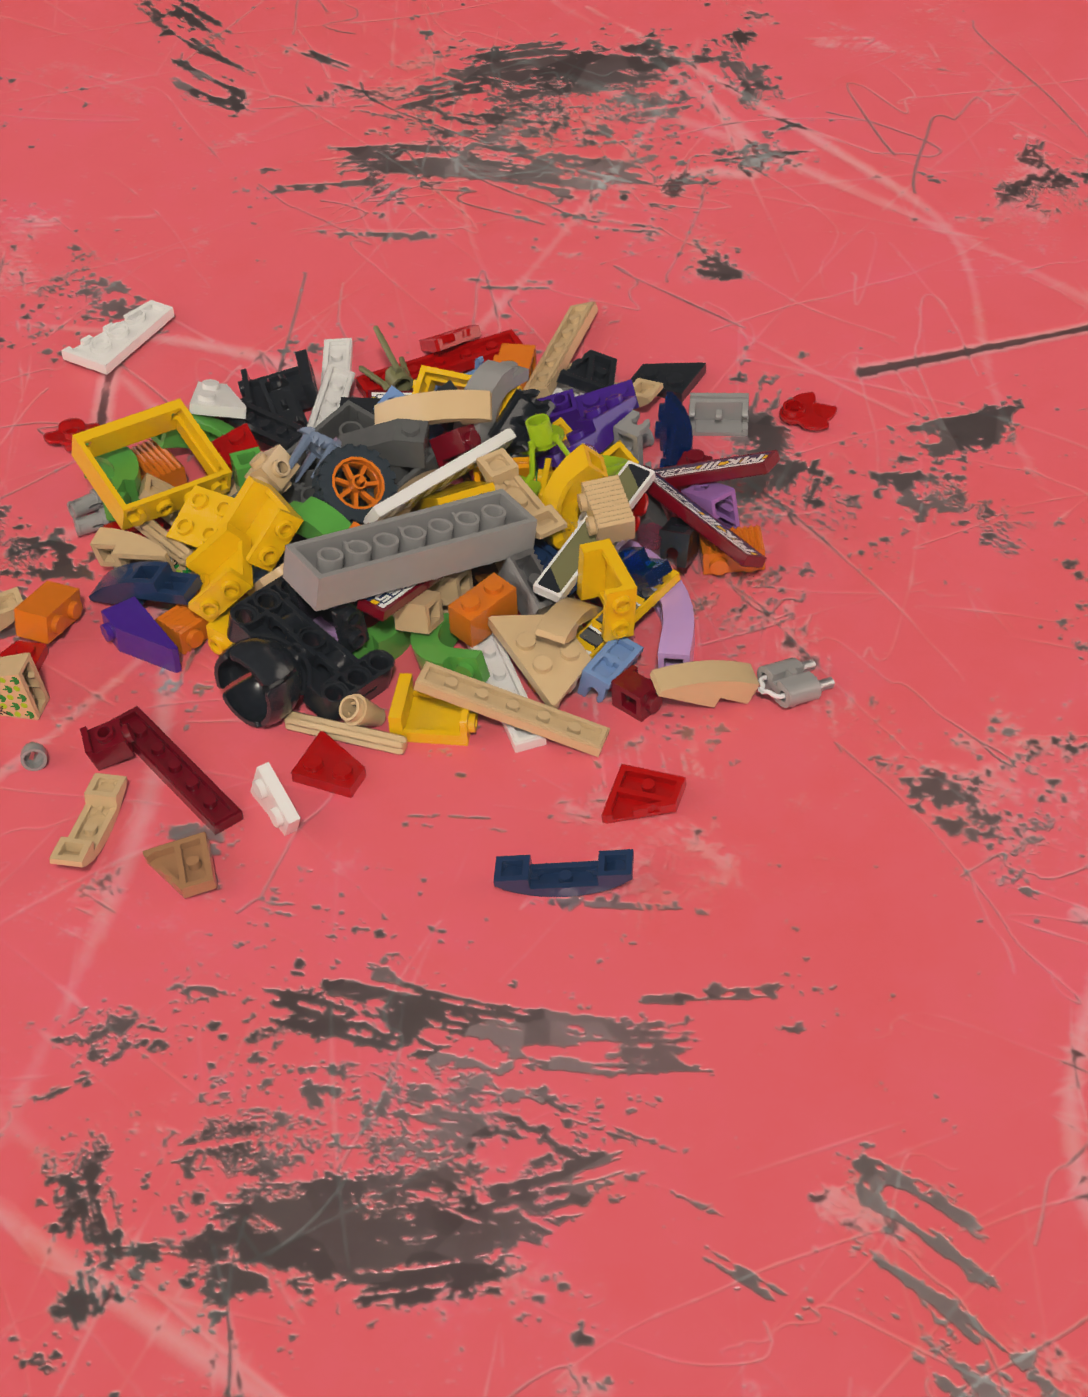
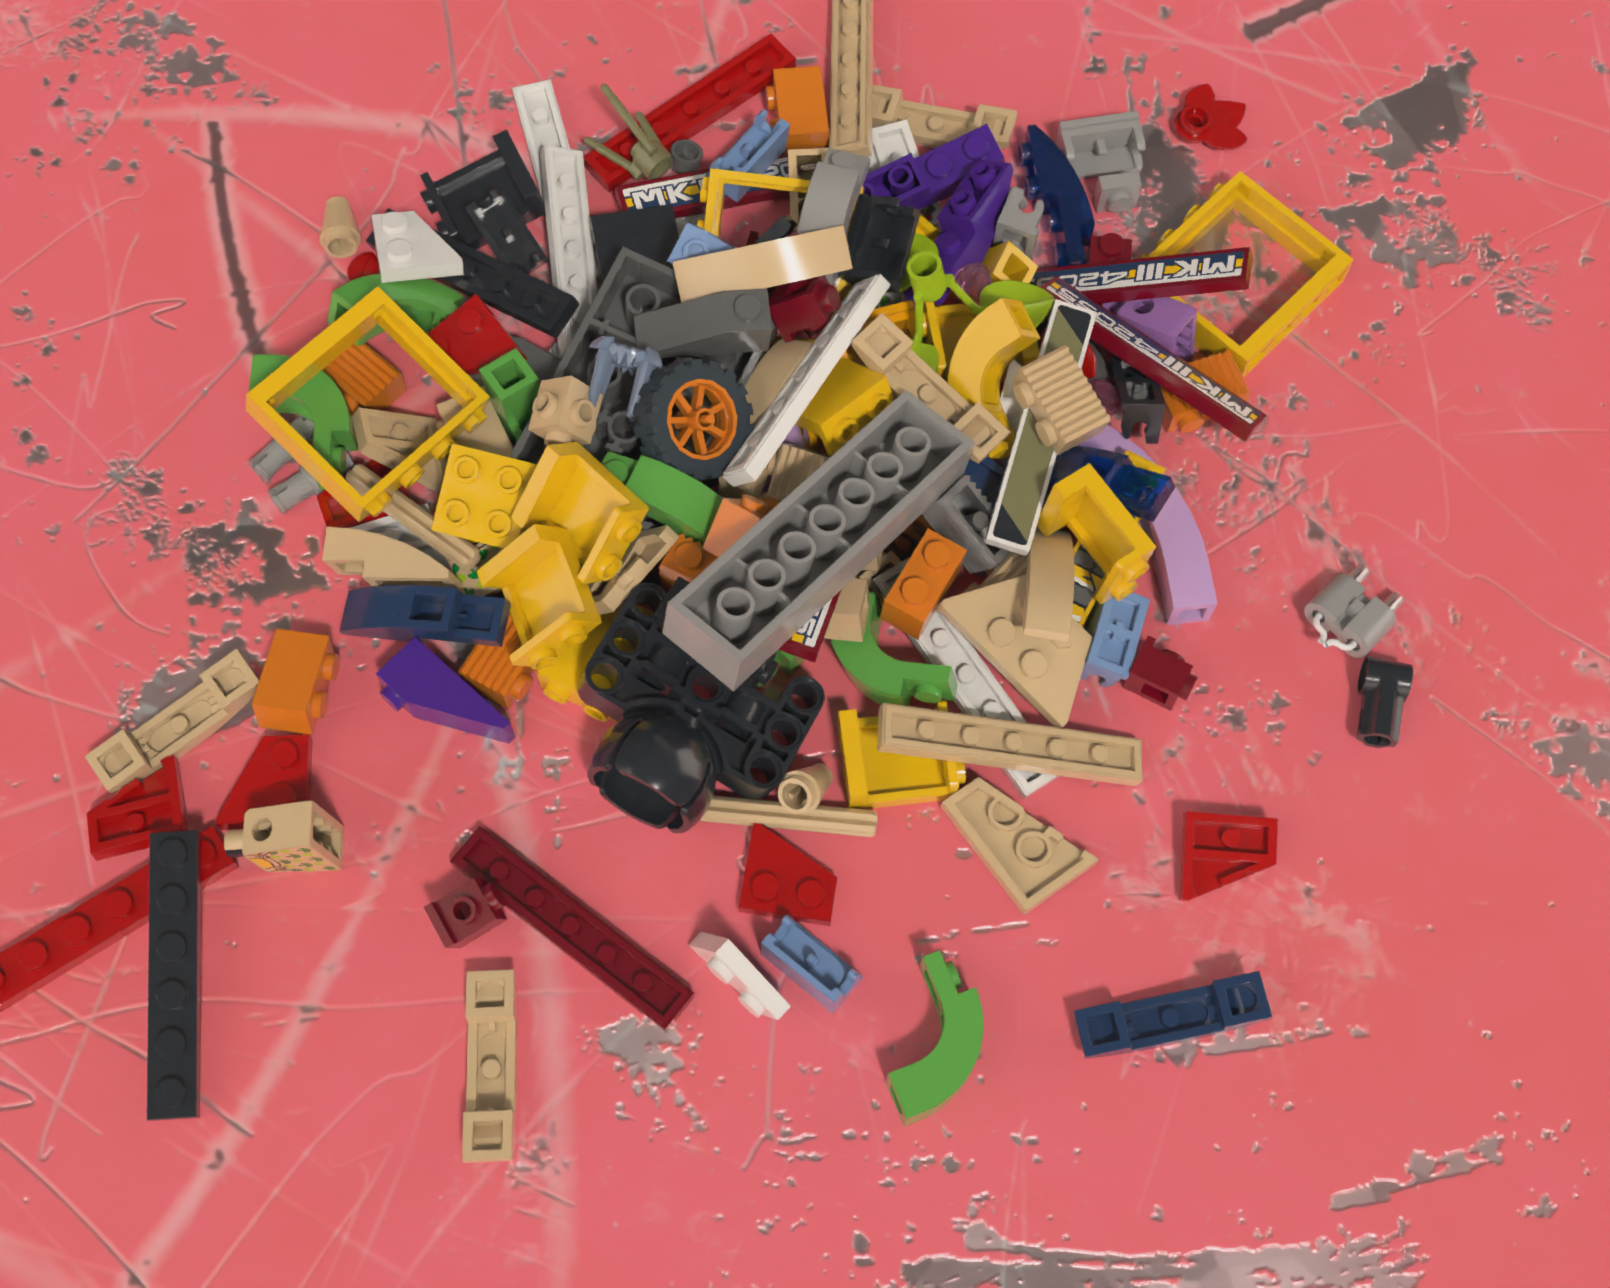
camera: 20 degrees left, 25 degrees up
(40, 757) = (363, 949): light grey hinge -> none
(66, 430) = (208, 322): red plate -> none
(119, 338) = (216, 131): white wing -> none
(179, 389) = (339, 229): none -> tan cone
(185, 864) = (650, 1110): medium nougat wing -> none
(325, 809) = (810, 964): none -> medium blue hinge
(398, 872) = (938, 1077): none -> bright green arch
(450, 338) = (692, 65): red wing -> none
(495, 771) = (1016, 848): none -> tan wing
(589, 372) = (916, 108): black wing -> none
(676, 377) = (1008, 85): black wing -> none
(706, 682) = (1249, 643): tan slope -> none
(720, 439) = (1117, 192): none -> light grey plate
(794, 727) = (1383, 691): none -> black piece
(850, 502) = (1287, 230): none -> yellow window

